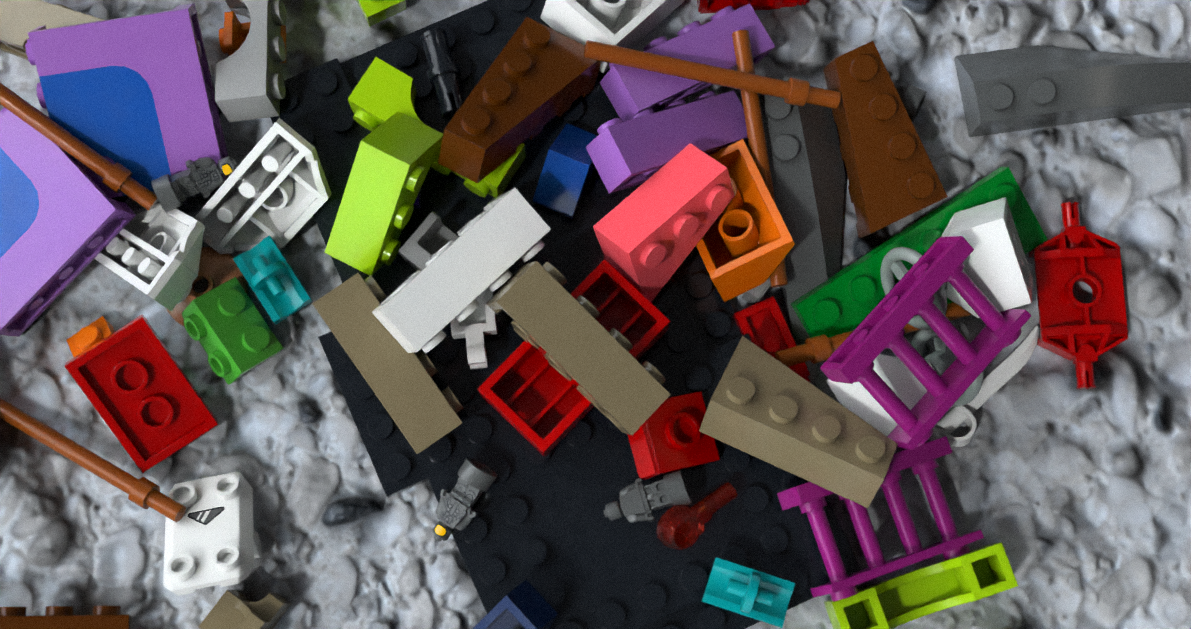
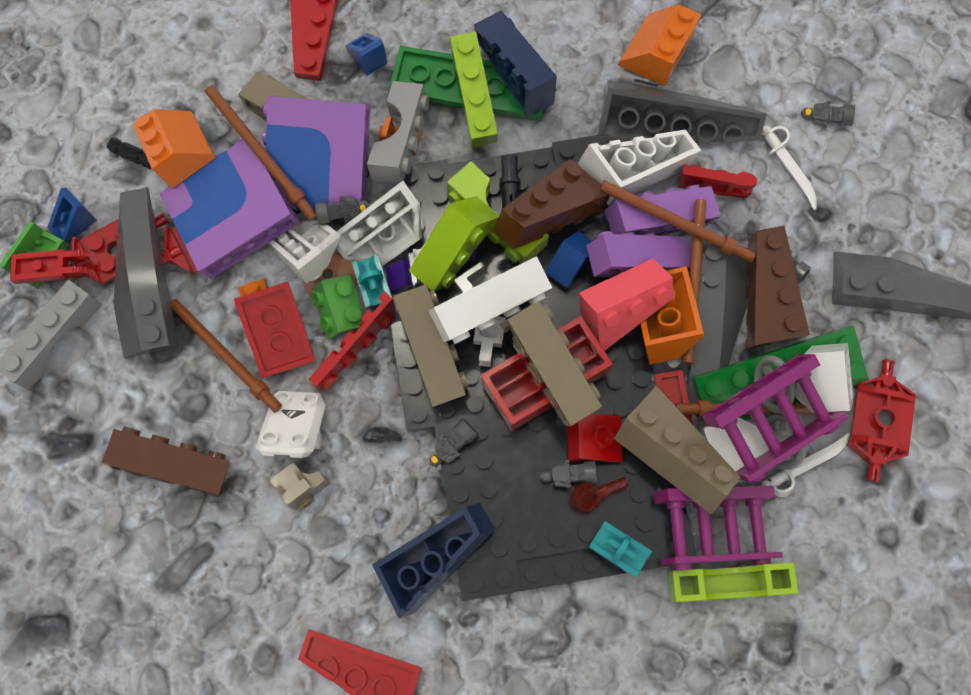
camera: 20 degrees right, 5 degrees down
(289, 346) = (354, 342): none -> red wing
(310, 260) = (398, 276): none -> dark purple tile

